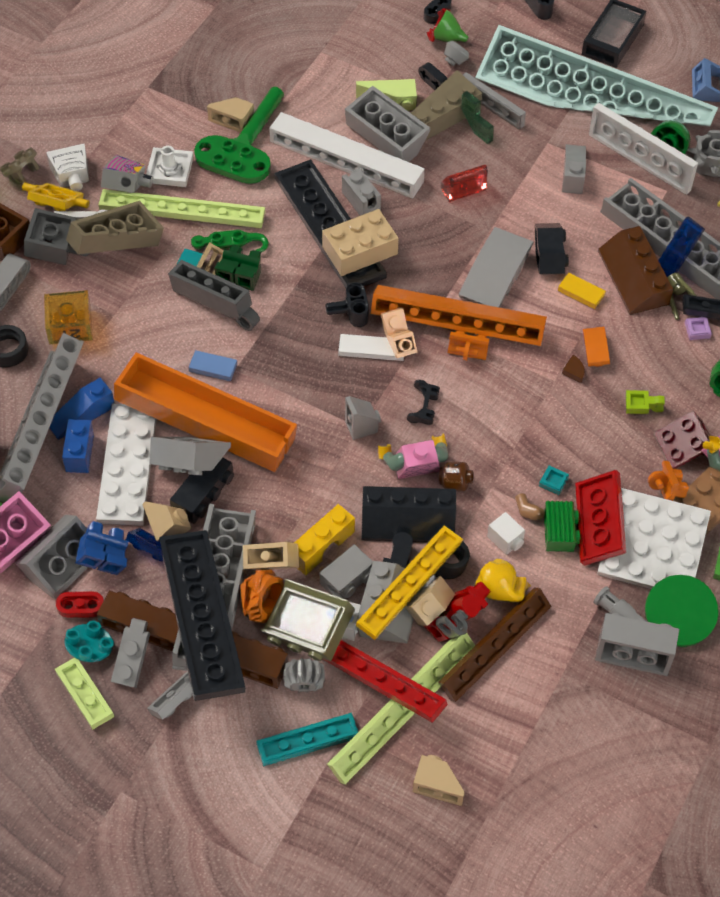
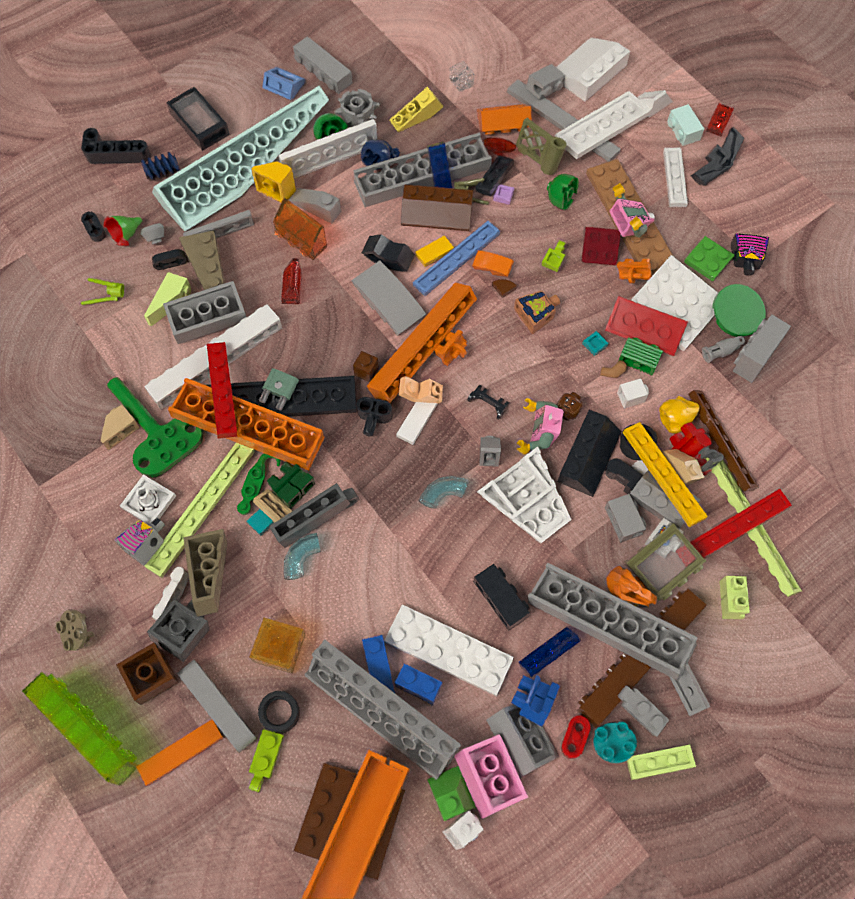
camera: 65 degrees left, 10 degrees up
(54, 196) = (131, 610): yellow plate -> none
(69, 166) = (100, 586): white torso -> none
(166, 519) = (524, 636): tan slope -> none
(169, 300) = (297, 554): none -> clear light blue cylinder
(186, 454) = (472, 594): light grey slope -> none
(201, 616) = (651, 638): black plate -> none
(204, 411) = (434, 567): orange piece -> none
(212, 365) = (380, 544): medium blue tile -> none
(271, 556) = (604, 565): tan slope -> none
(281, 206) = (254, 429): none -> orange tile
(299, 394) = (443, 487): none -> clear light blue cylinder
(302, 164) = (221, 390): none -> red plate
(304, 675) = (708, 583): light grey gear -> none
(305, 703) = (734, 597): none -> yellowish green hips
(307, 739) = (755, 622): teal tile -> none
(324, 472) = (528, 497): none -> white wedge
(333, 527) = (595, 534): yellow arch -> none
(337, 212) = (279, 384): none -> sand green piece
(360, 191) = (262, 360): light grey brick -> none
(360, 242) = (320, 380): tan brick -> none
(376, 51) = (113, 289): none -> lime plant
(402, 275) = (365, 366): none -> reddish brown brick
(437, 781) = (820, 525): tan slope -> none
(471, 108) = (226, 245): clear green tile -> none
(527, 164) = (299, 230): none -> clear orange slope
(536, 27) = (160, 165): none -> dark blue piece
(560, 407) = (536, 309): none -> nougat torso
(575, 119) = (274, 180): none -> yellow slope
(586, 314) = (456, 258): none -> medium blue tile
(673, 192) = (377, 151): none -> dark blue piece

